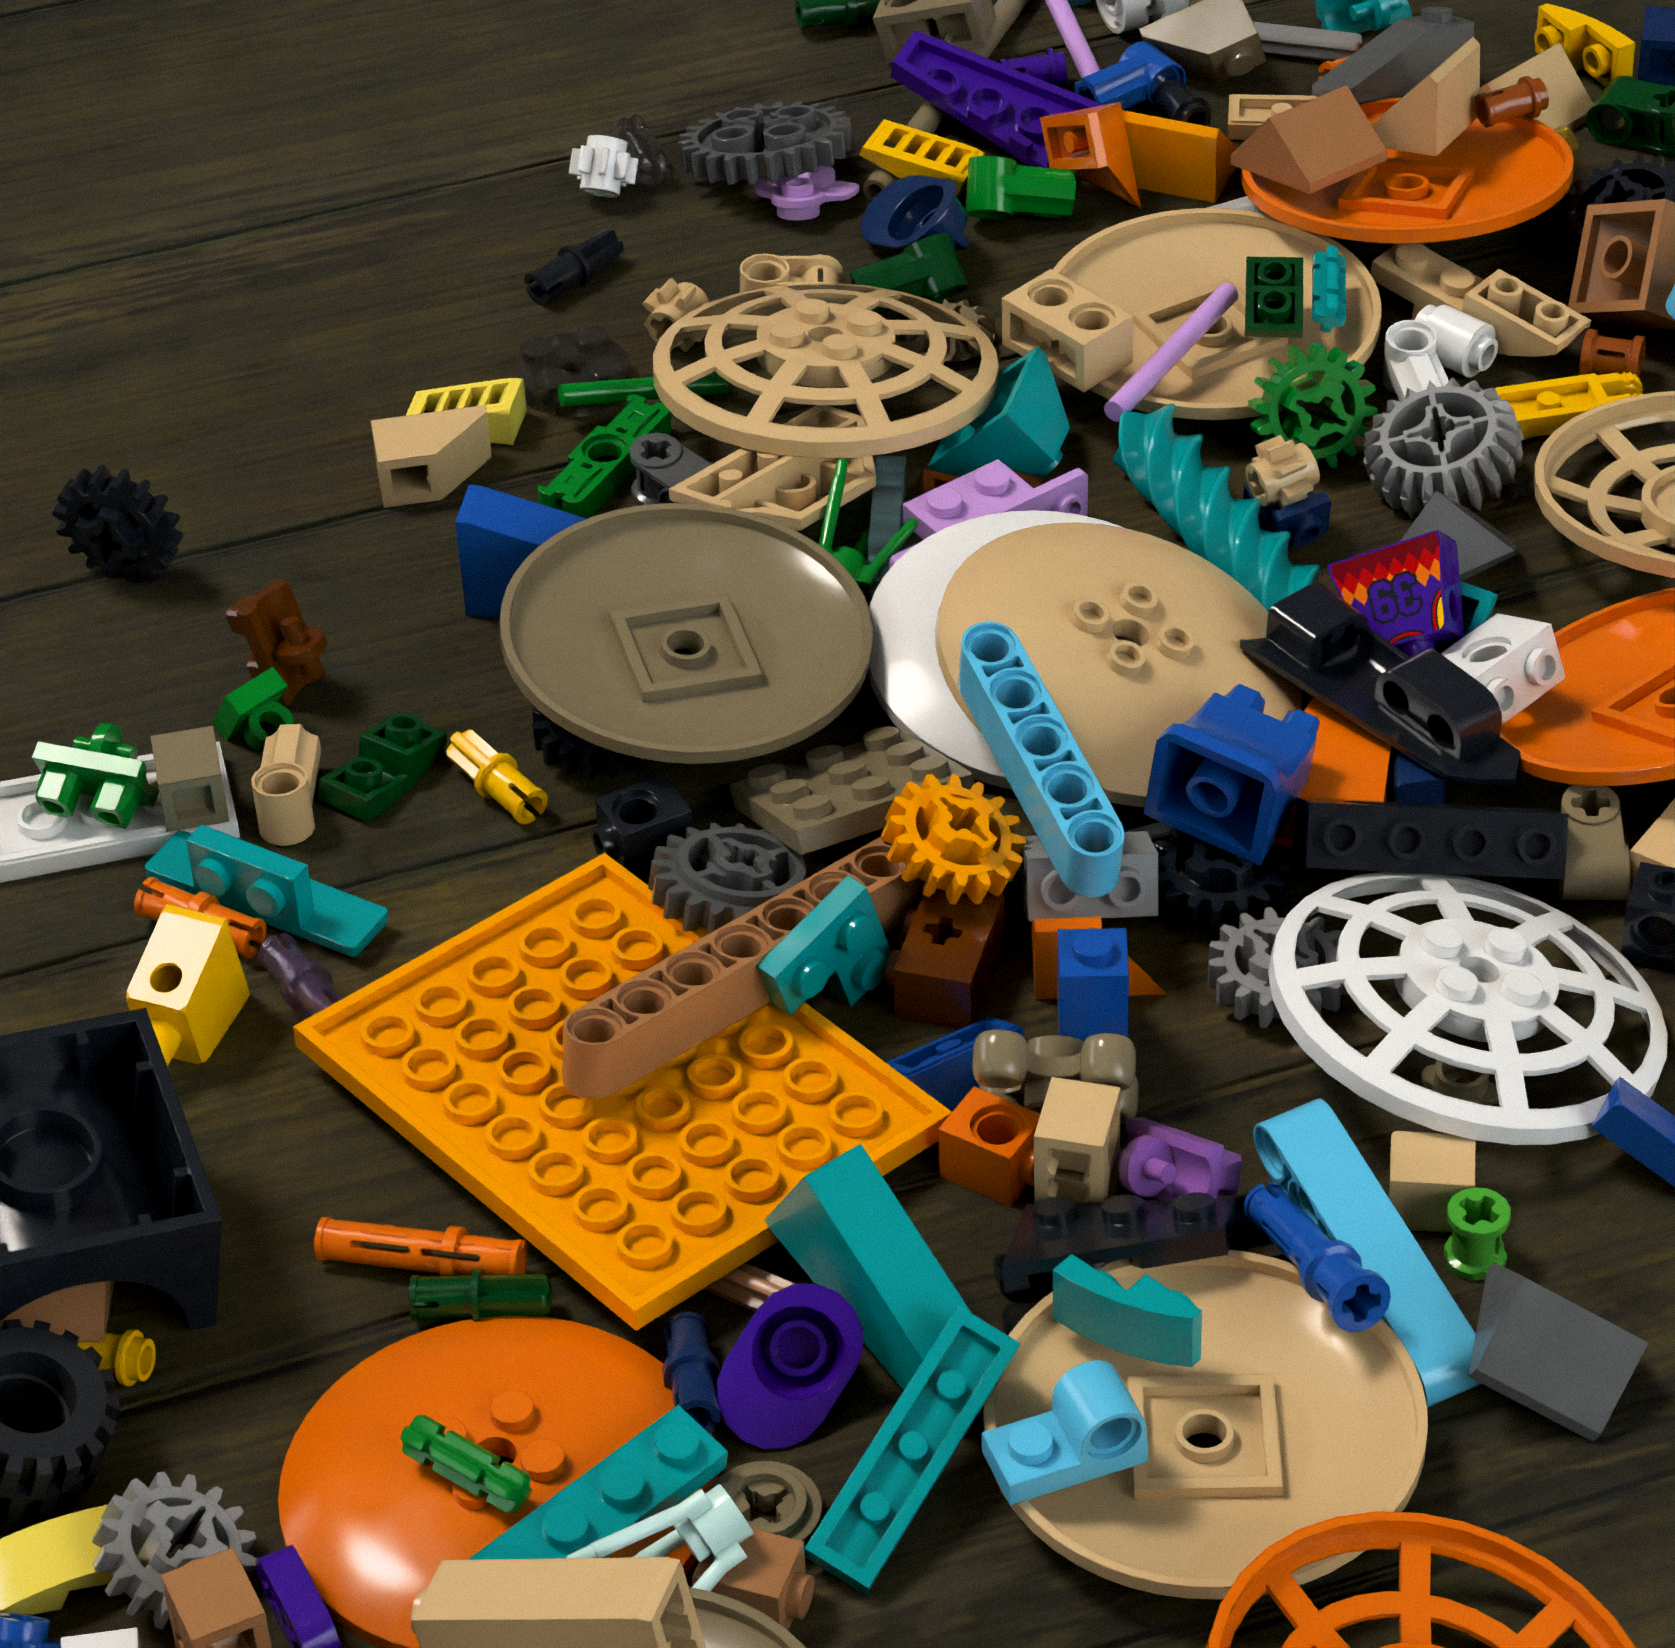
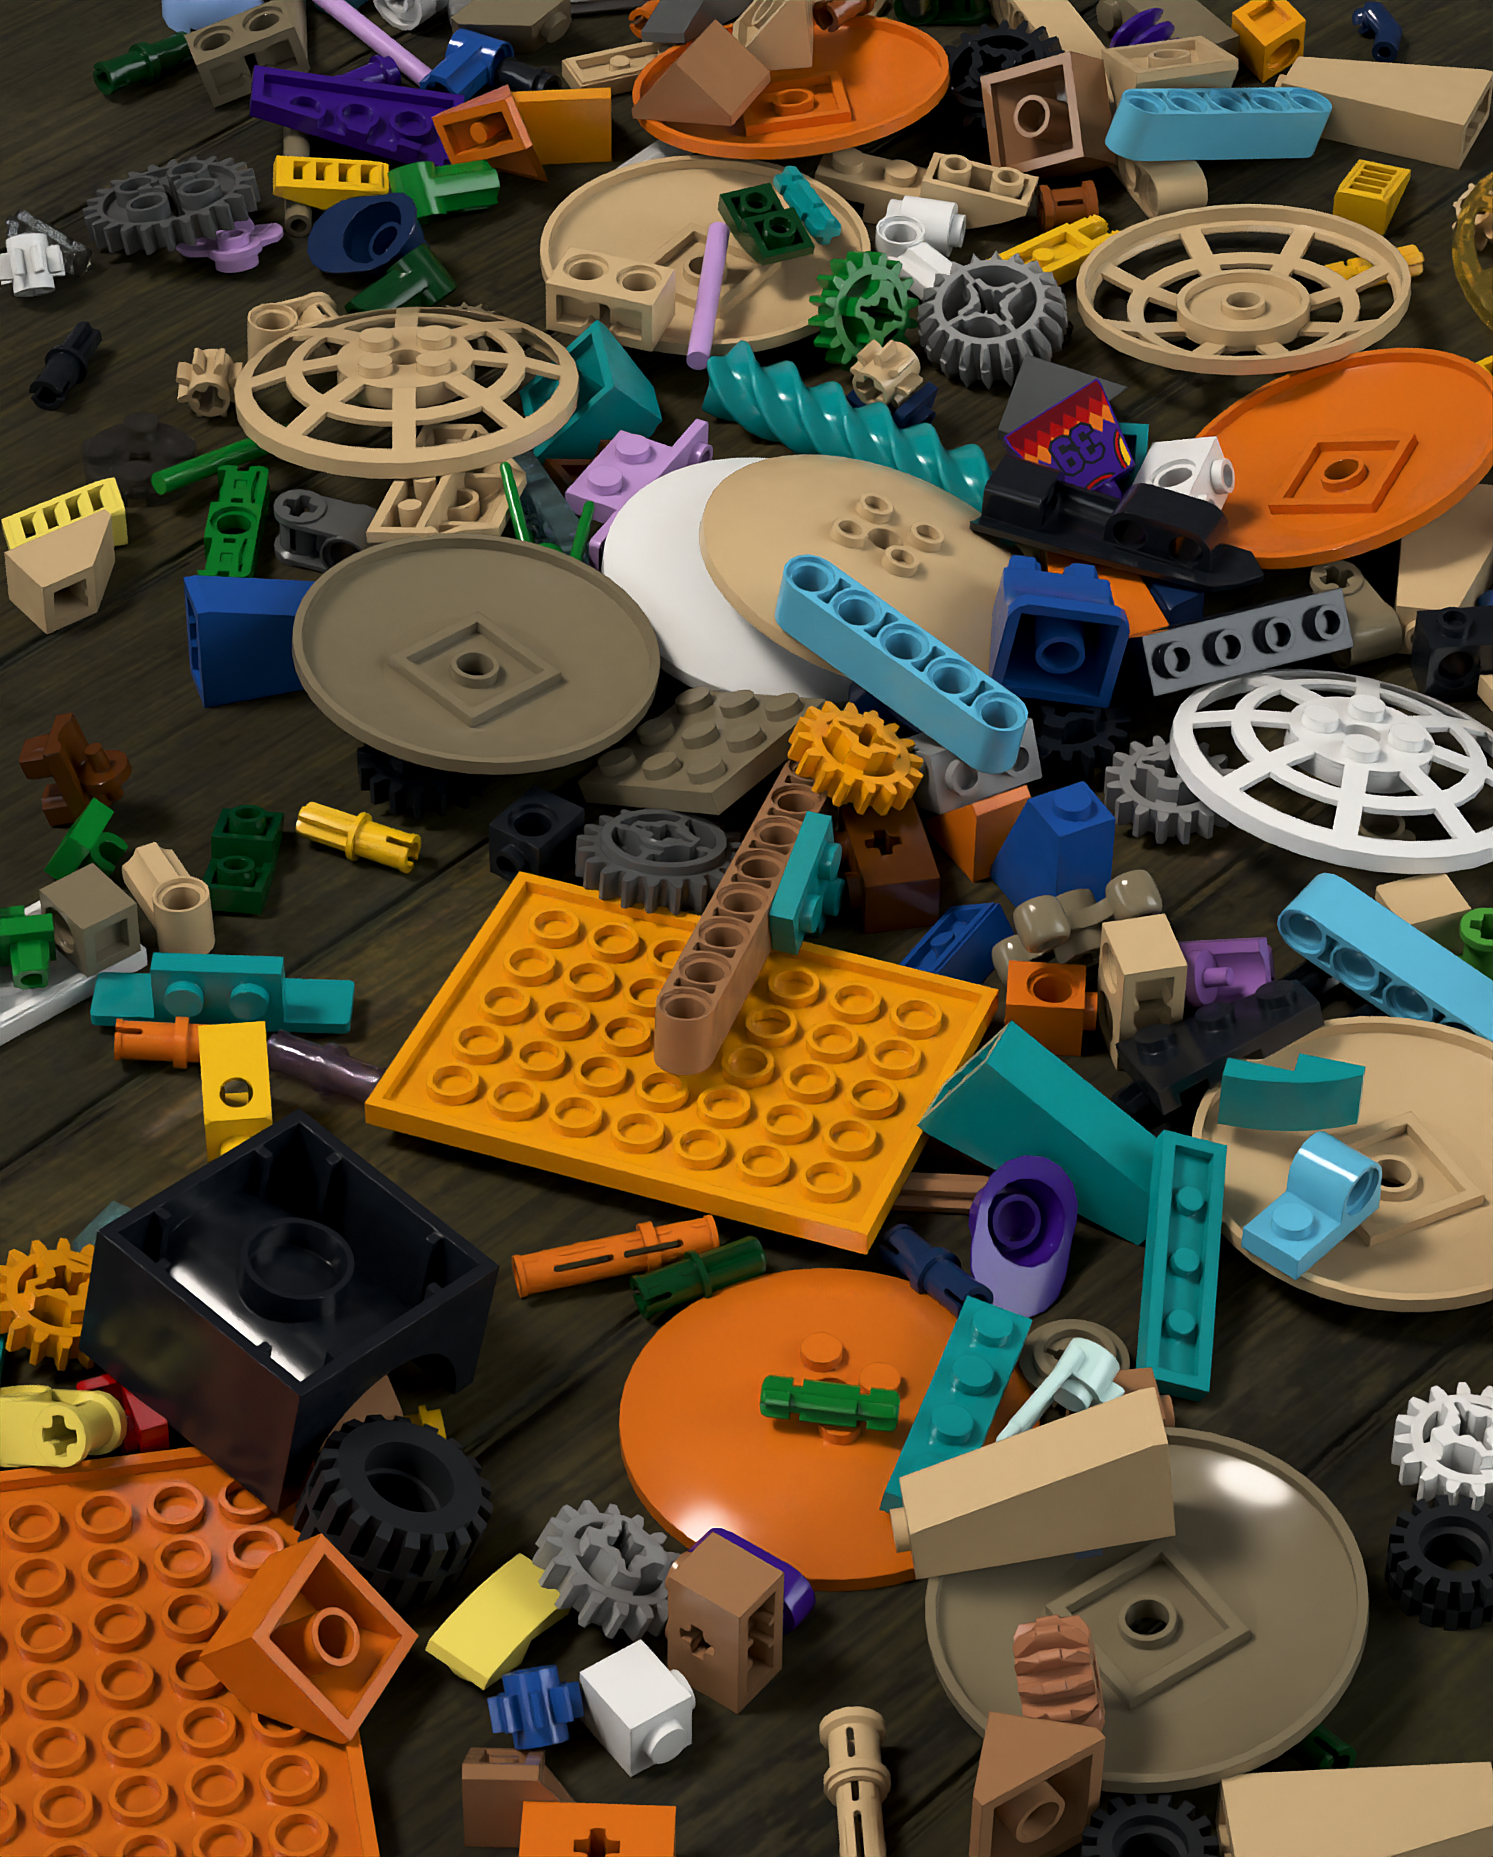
camera: 30 degrees left, 0 degrees up
(1327, 1268) = (1419, 1006): blue pin -> none

